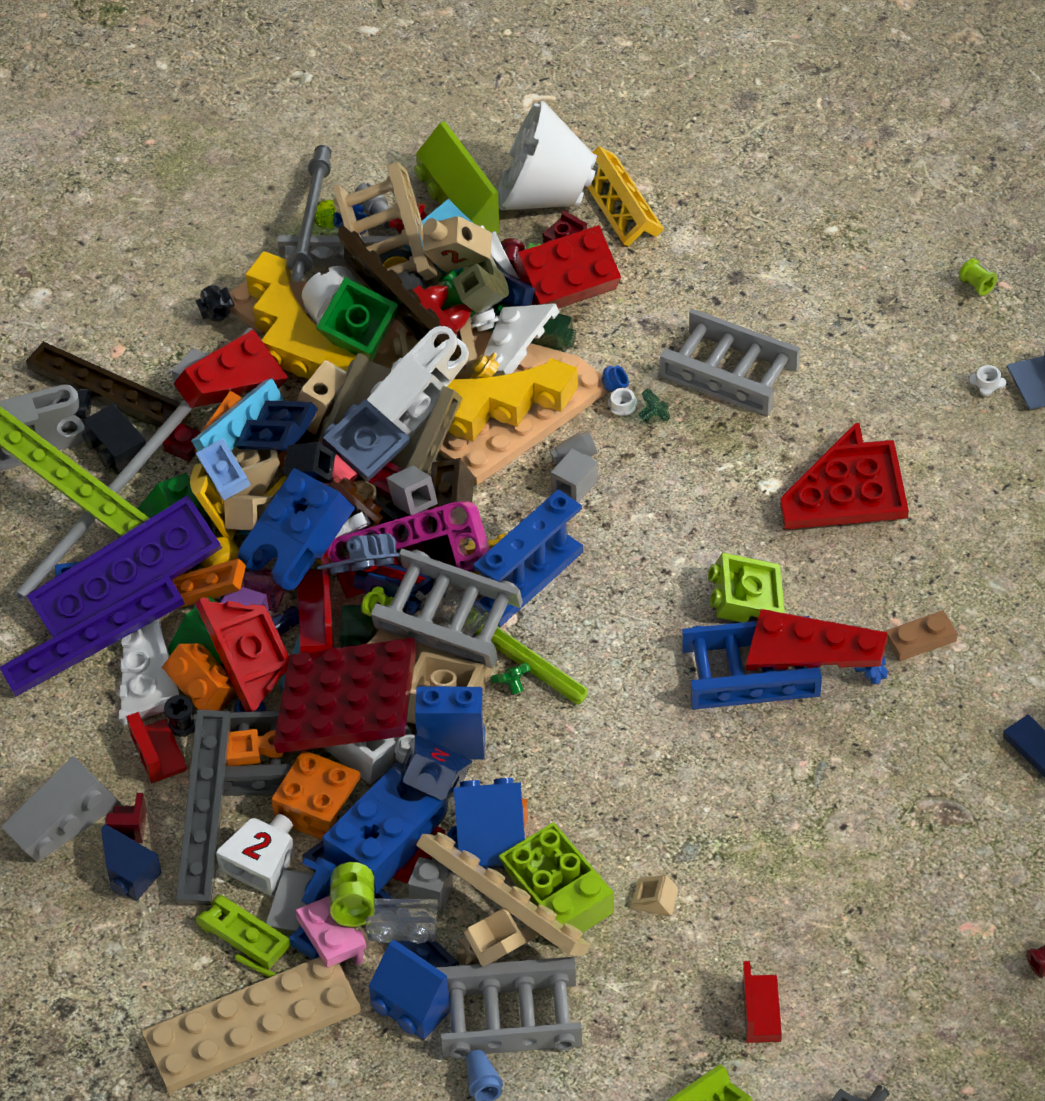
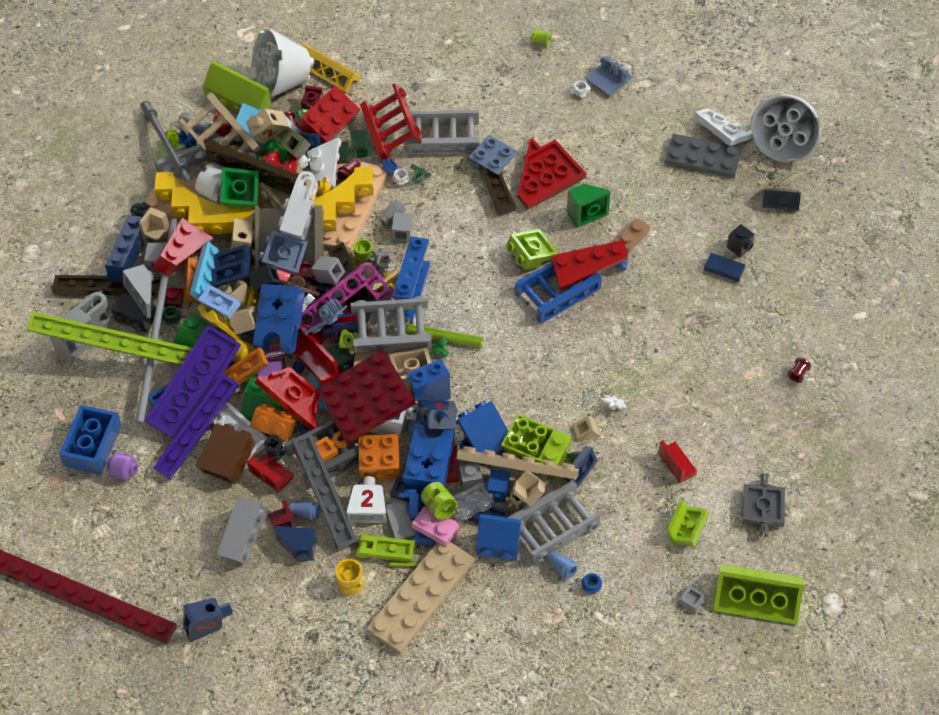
camera: 30 degrees left, 5 degrees up
(107, 691) = (226, 453): none -> reddish brown brick
(140, 405) = (139, 285): none -> light grey slope
(158, 345) = (125, 249): none -> dark blue brick
(162, 946) = (349, 577): none -> yellow wheel
(165, 465) = (171, 310): none -> dark green plate
(166, 823) = (308, 510): none -> medium blue cone
(213, 325) = (154, 225): none -> tan panel
(461, 912) = (498, 484): none -> blue brick
(492, 488) = (362, 251): none -> lime wheel
(504, 517) = (385, 259): none -> light grey gear
(541, 356) = (347, 169): none -> dark red cone
(593, 329) = (360, 143): none -> clear green brick
(608, 944) = (584, 461): none -> dark blue tile
(634, 304) = (374, 124): none -> red fence
(722, 875) = (614, 402): none -> white plant
(756, 482) = (498, 191): none -> dark brown plate
(779, 424) = (492, 155): none -> sand blue hinge
(875, 557) = (587, 204): none -> green slope

